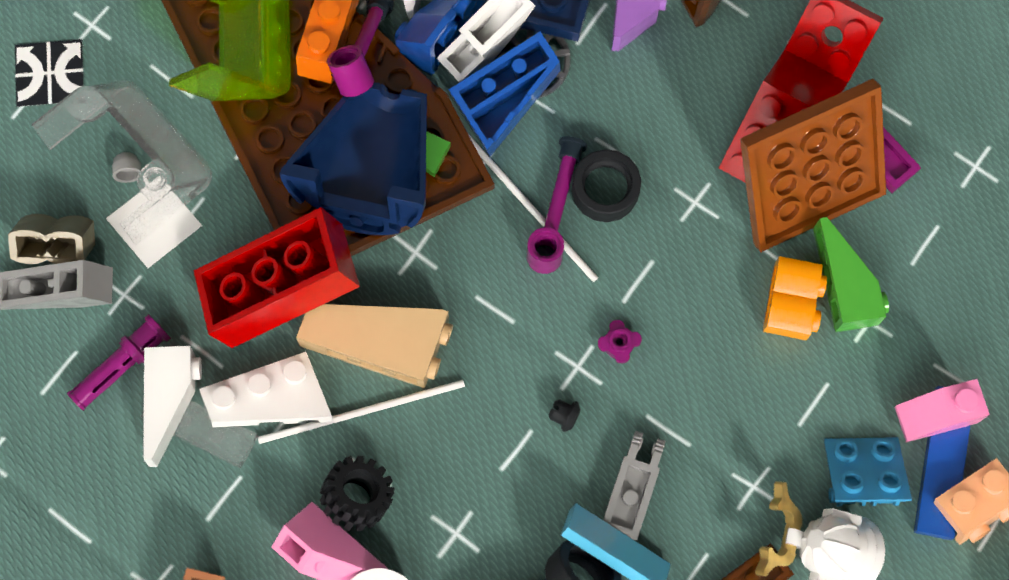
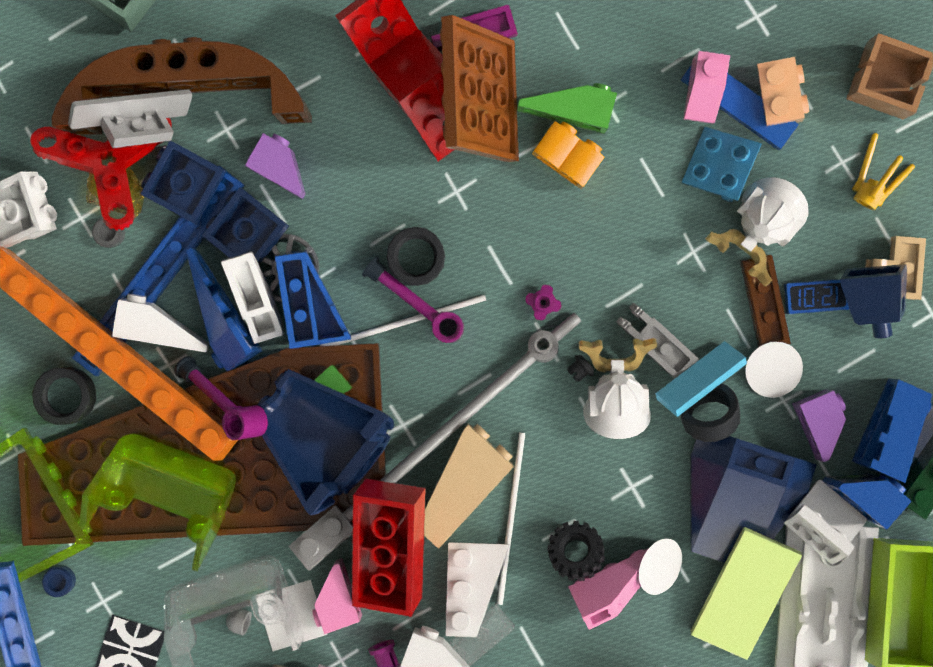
camera: 60 degrees left, 15 degrees up
(187, 251) = (334, 603): none -> bright pink slope
(267, 213) = (337, 525): none -> light grey bar
(547, 467) = (618, 402): none -> white helmet

